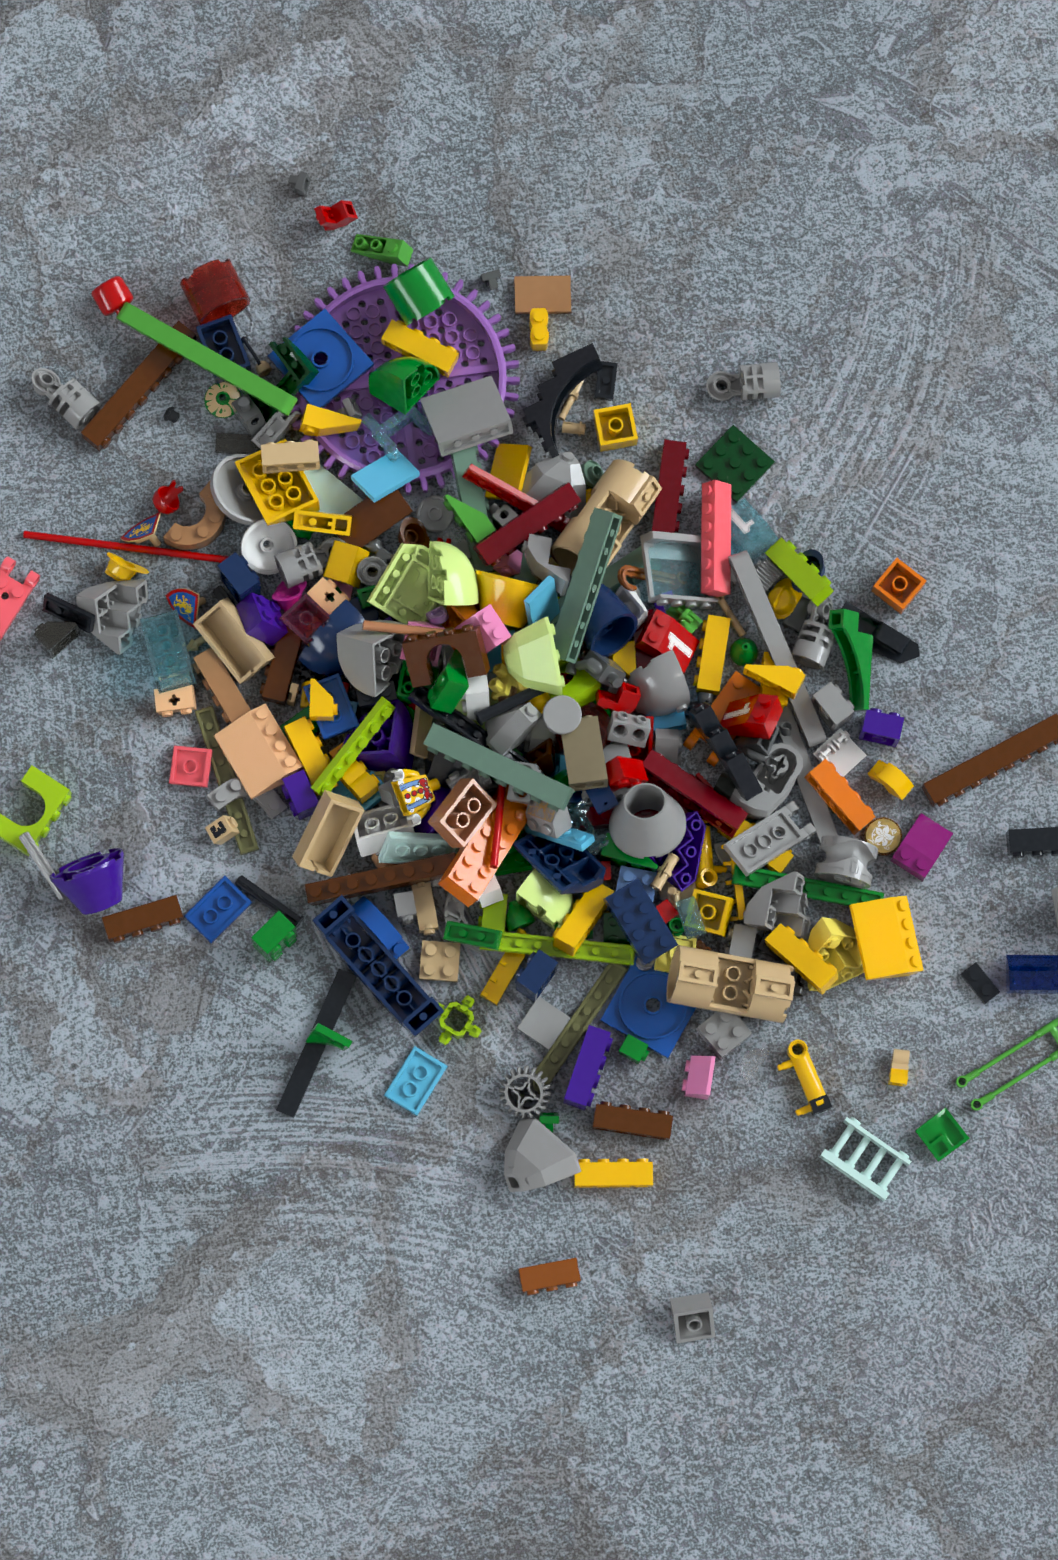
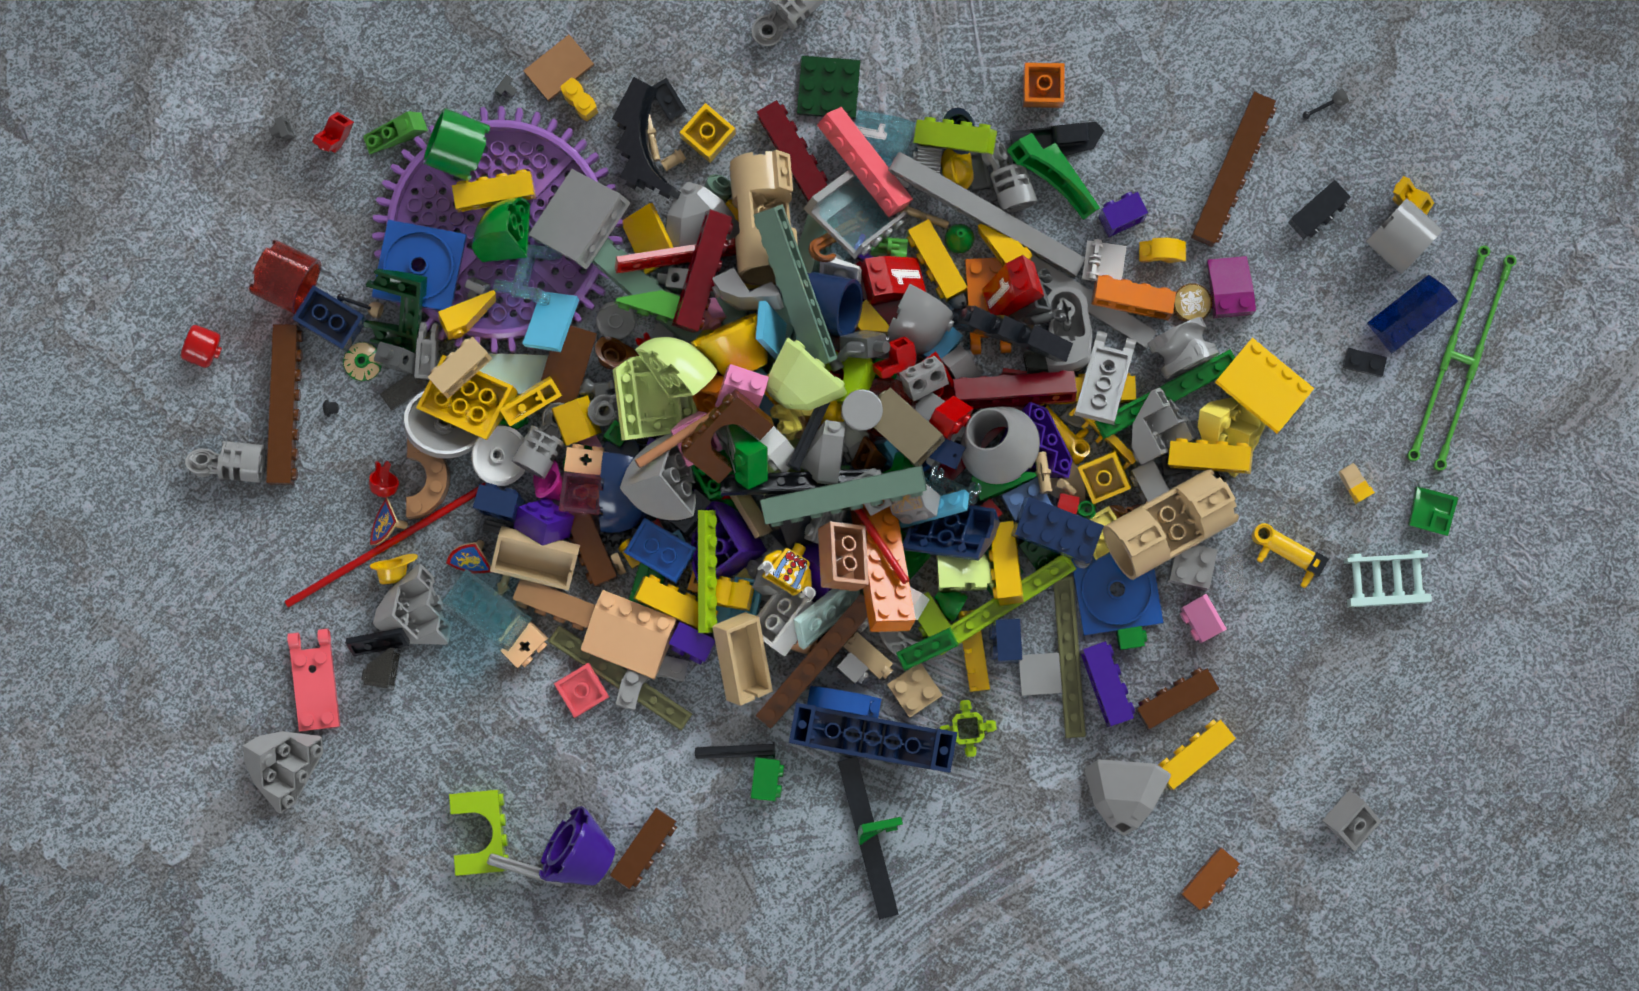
camera: 30 degrees left, 5 degrees up
(207, 358) = (323, 338): bright green beam -> none
(217, 909) = (698, 791): blue tile -> none
(222, 829) = (650, 722): tan brick -> none
(321, 703) = (651, 555): yellow slope -> none
(415, 1081) = (973, 804): medium azure tile -> none
(437, 616) = (689, 406): lavender tile -> none
(517, 1089) = (1079, 742): light grey gear -> none
(549, 1119) = (1107, 750): green tile -> none
(690, 917) = (1094, 493): clear light blue plate -> none
(780, 678) = (1013, 237): yellow slope -> none
(832, 706) = (1070, 227): light grey brick -> none

